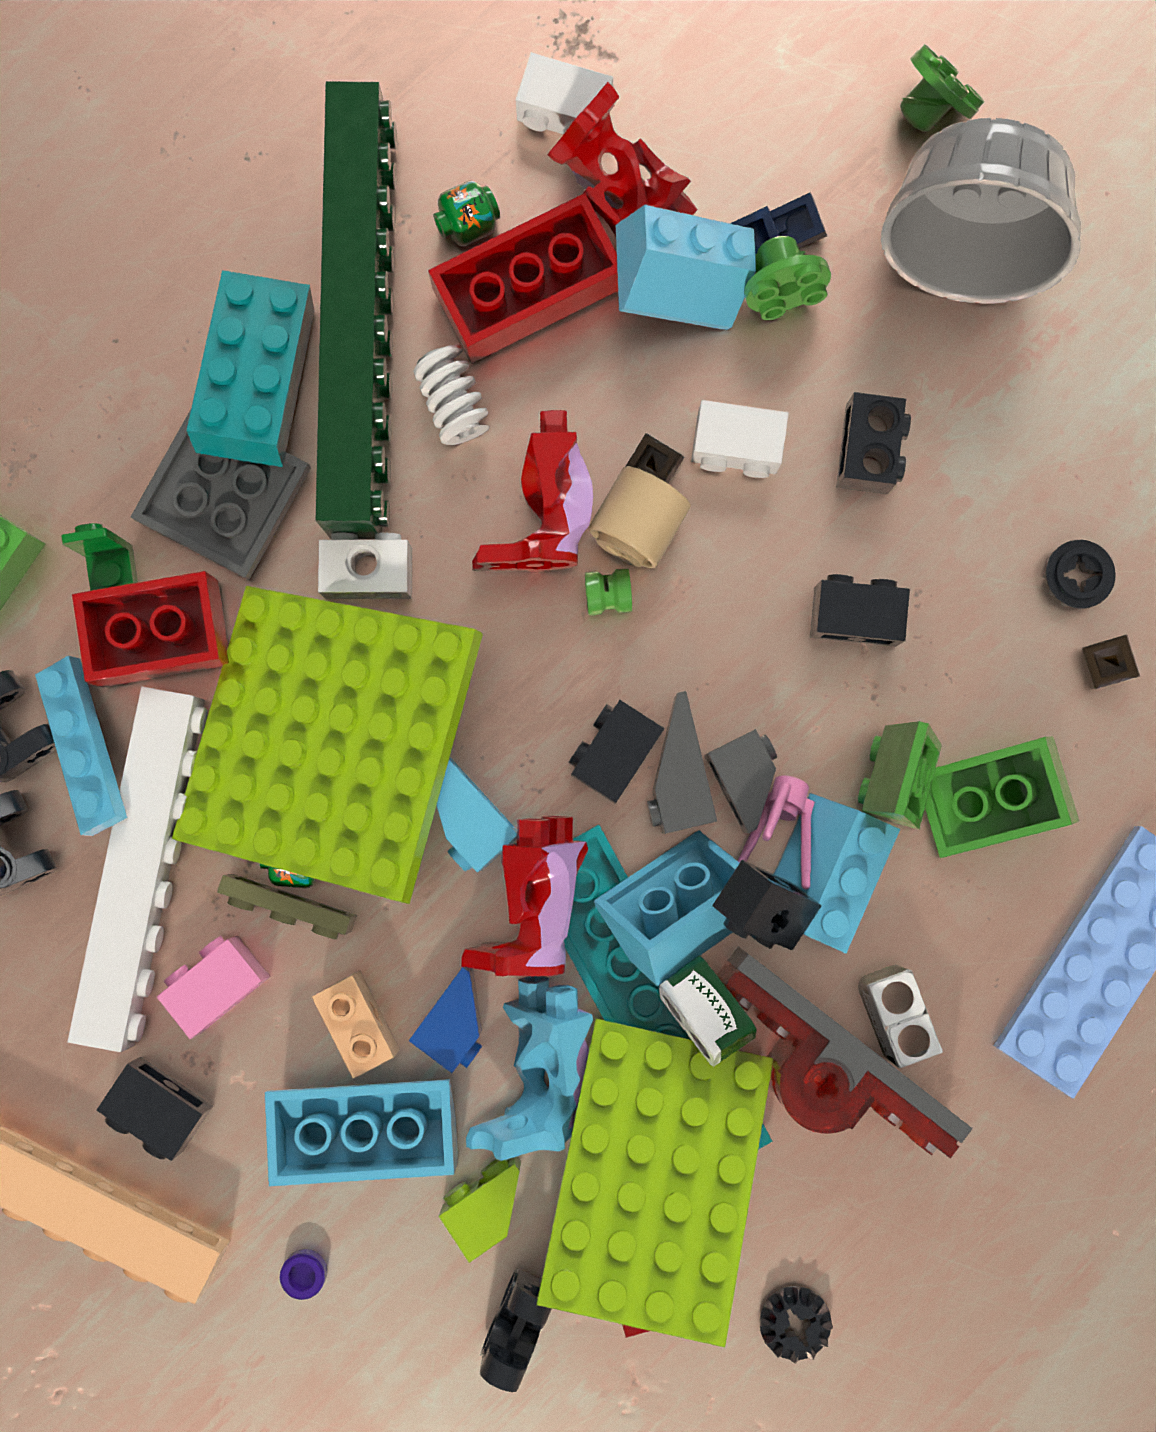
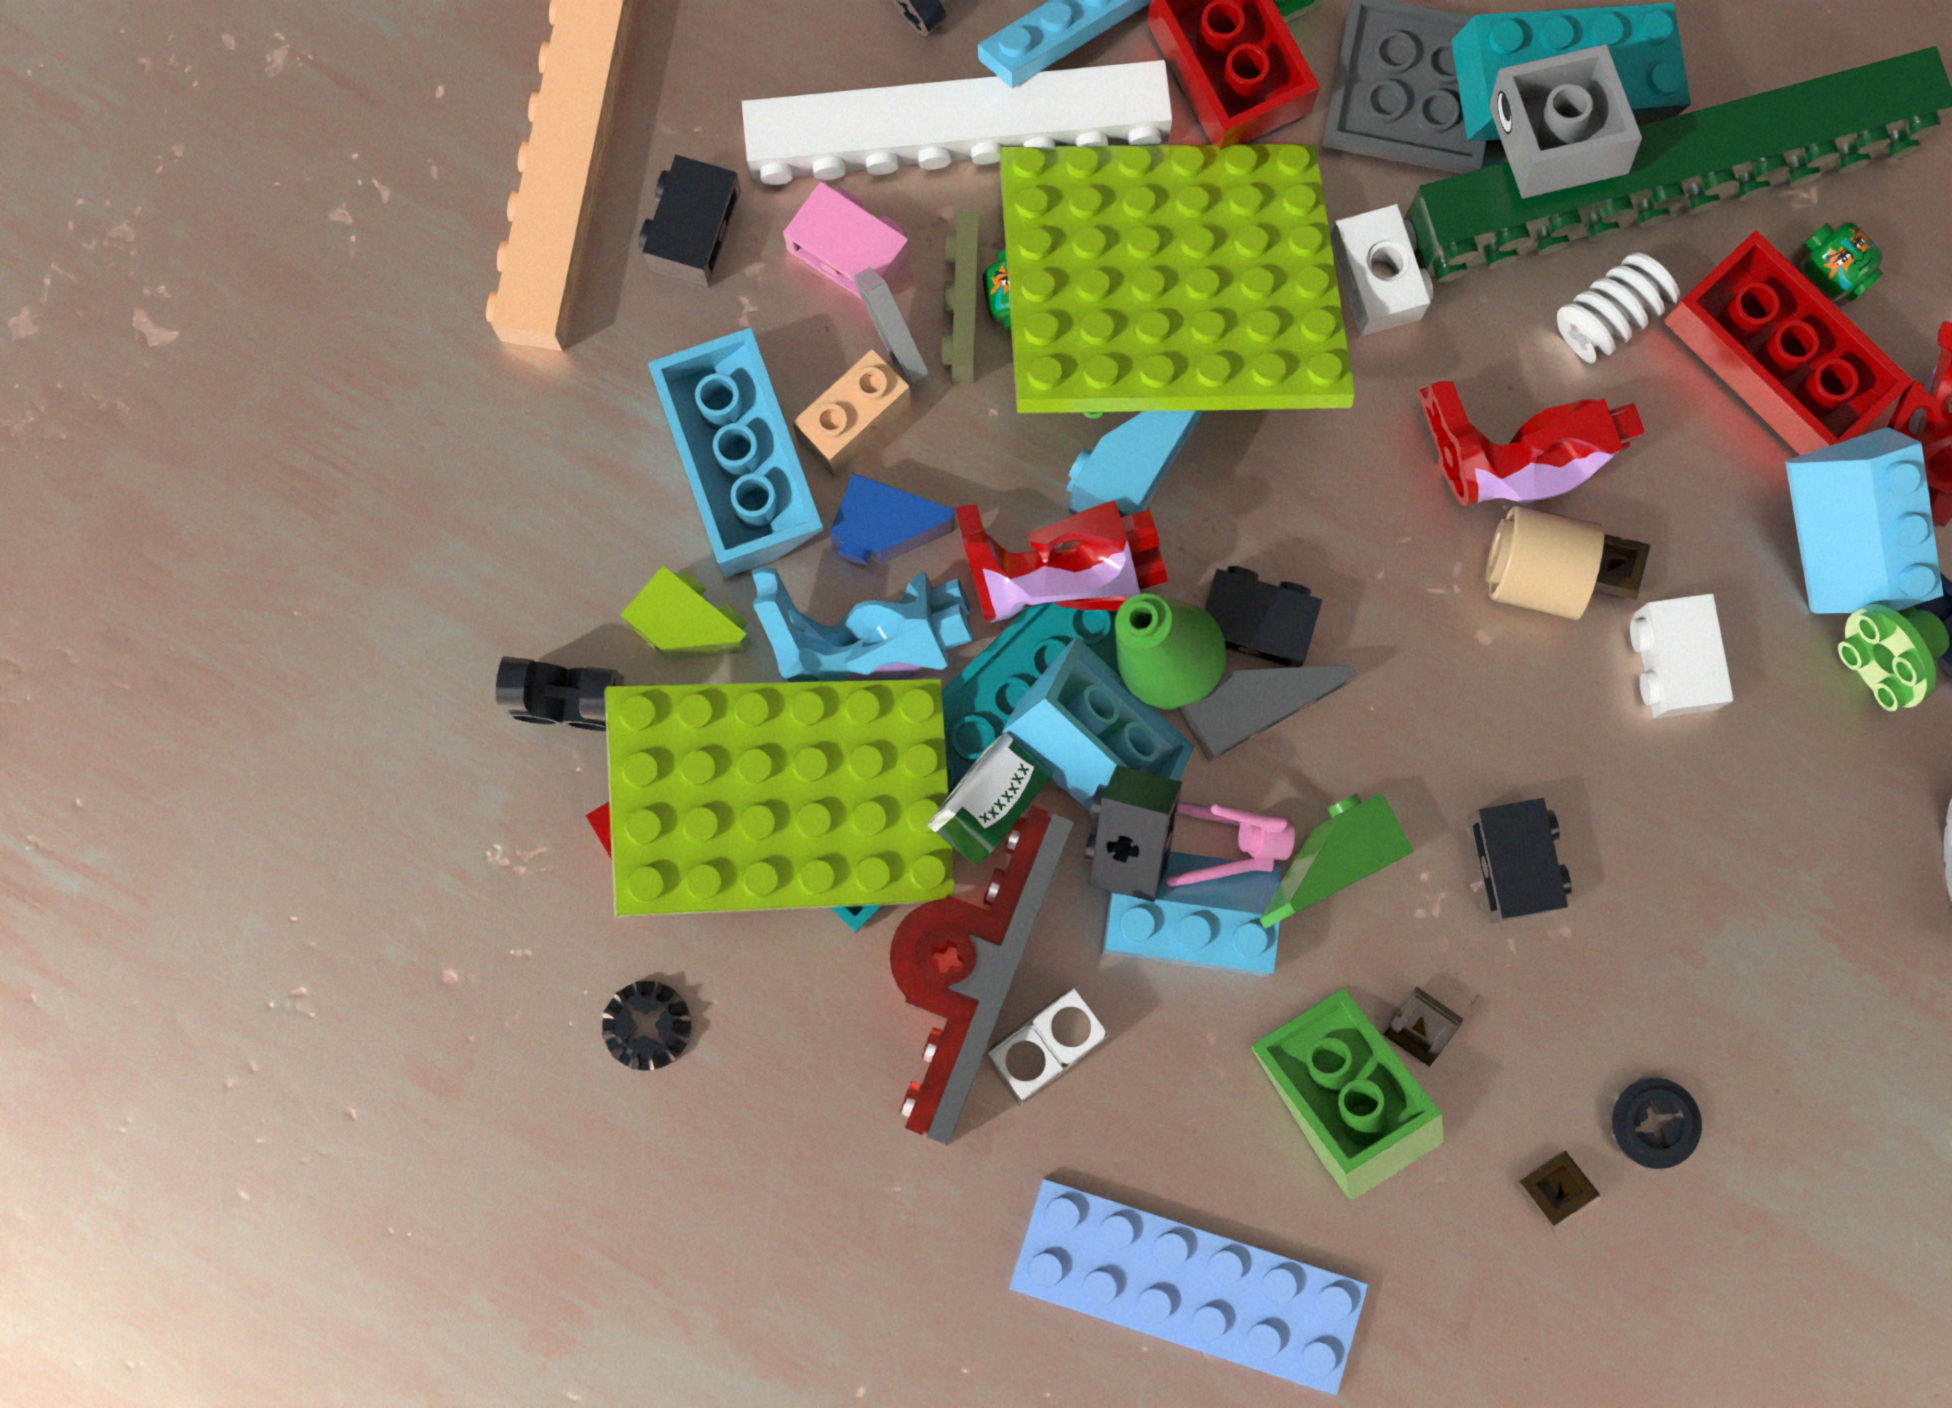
camera: 75 degrees right, 5 degrees down
(295, 975) = (890, 324): none -> light grey tile
(302, 390) = (1564, 121): none -> light grey brick
(303, 1274) = (549, 441): dark purple tile -> none
(608, 592) = (1444, 555): bright green wheel -> none
(628, 833) = (1168, 650): none -> bright green cone
(745, 775) = (1280, 776): dark grey slope -> none
(824, 753) = (1339, 853): none -> bright green slope
(863, 441) = (1728, 809): black brick -> none
(901, 773) = (1340, 963): bright green slope -> none
(962, 724) = (1423, 1026): none -> dark brown tile

